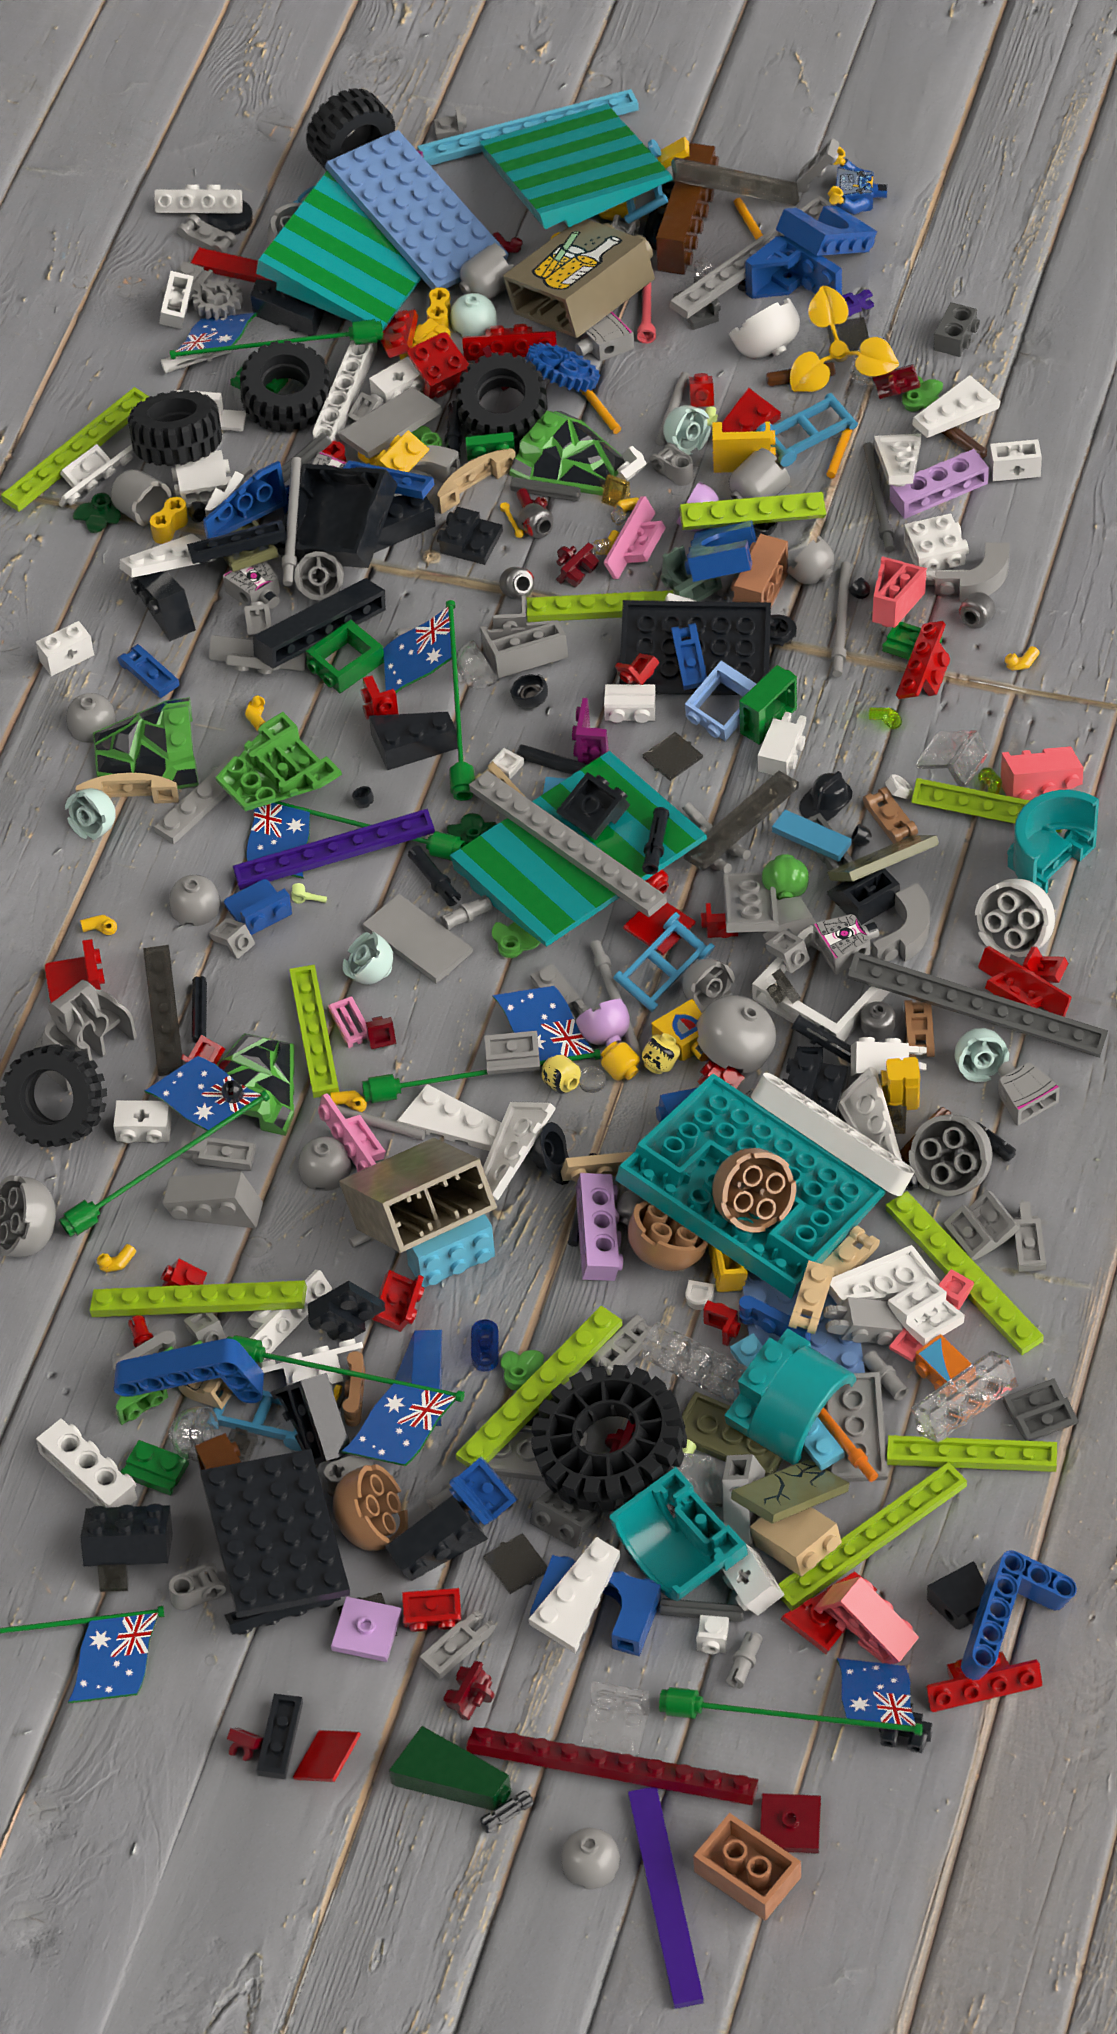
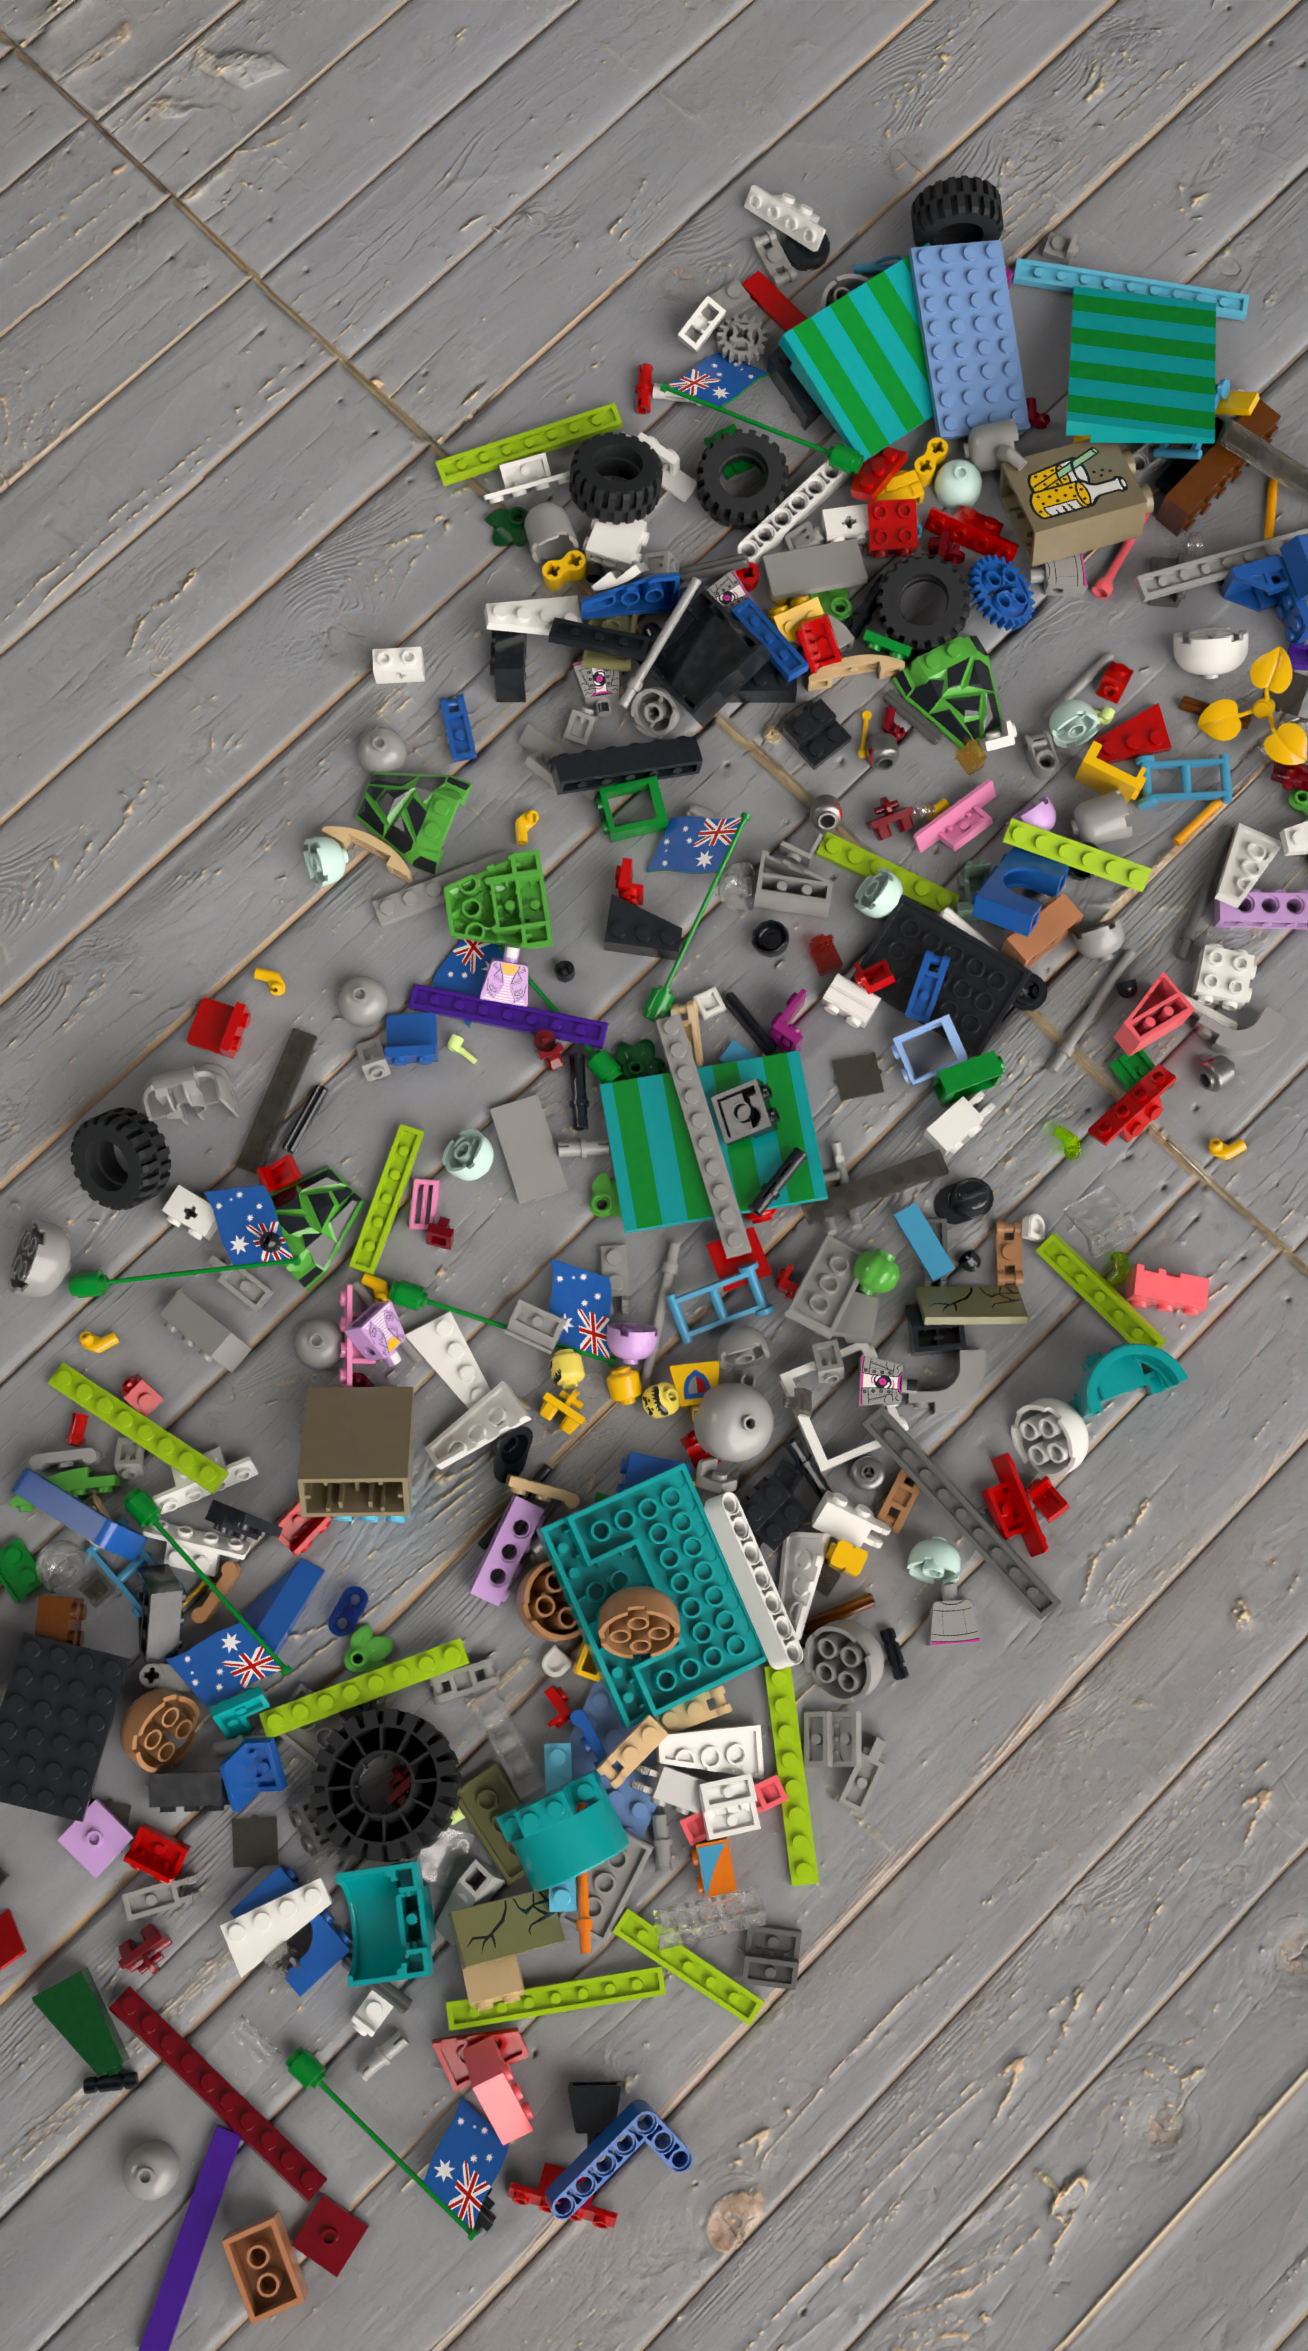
camera: 25 degrees right, 25 degrees up
(153, 368) = (644, 388): none -> red pin
(316, 817) = (507, 979): none -> lavender torso
(375, 1122) = (378, 1333): none -> lavender torso
(390, 854) = (548, 1049): none -> dark red hips
(430, 460) = (818, 642): none -> red bracket
(431, 1455) = (233, 1713): none -> teal plate
(507, 264) = (1009, 455): none -> light grey arm
(579, 1103) = (552, 1405): none -> yellow hips
(583, 683) = (824, 954): none -> clear red bracket
(602, 411) = (1013, 658): light orange bar -> none
(602, 1619) = (281, 1957): none -> clear smoke tile
(604, 615) = (879, 894): none -> light aqua cylinder
(618, 514) = (969, 776): arm -> none
(745, 1081) = (711, 1479): none -> light grey bracket
(753, 1583) = (430, 1994): white brick -> none

